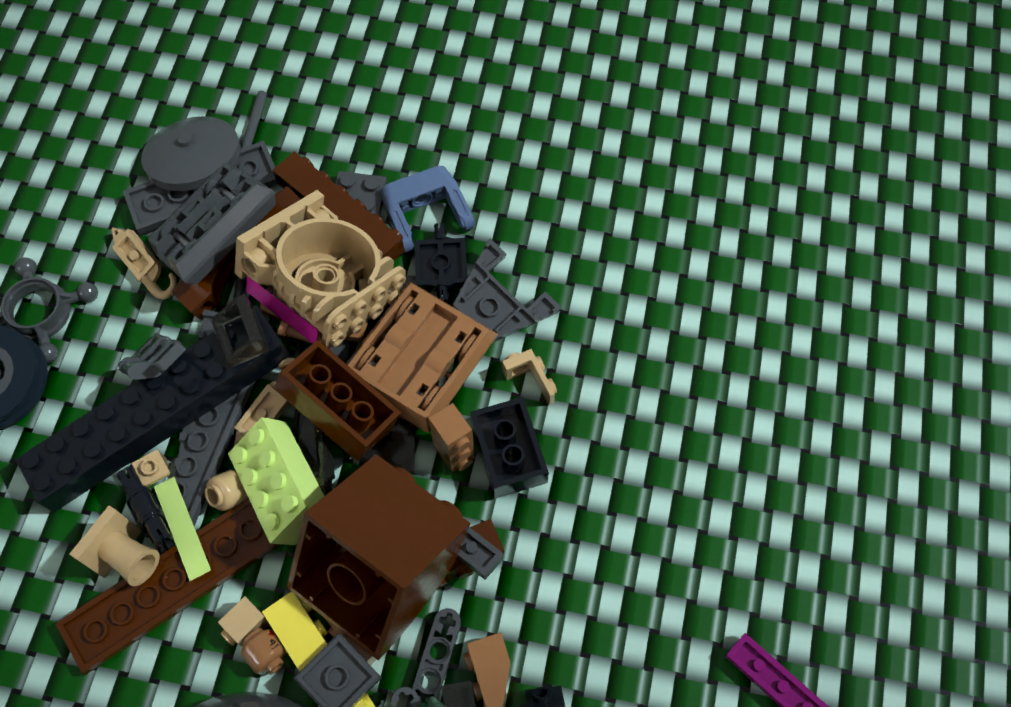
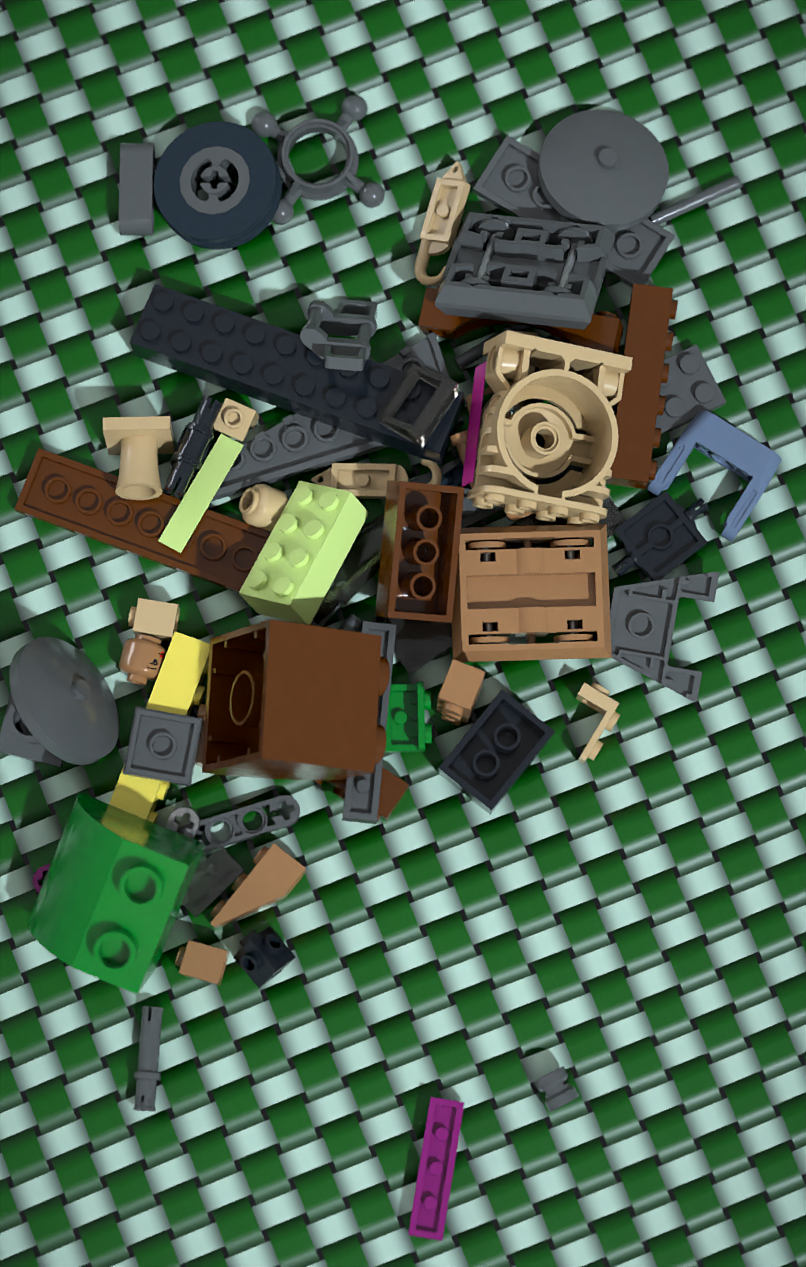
camera: 55 degrees right, 15 degrees up
(446, 487) = (406, 718): none -> green bracket
(772, 561) = (556, 1089): none -> dark grey wheel

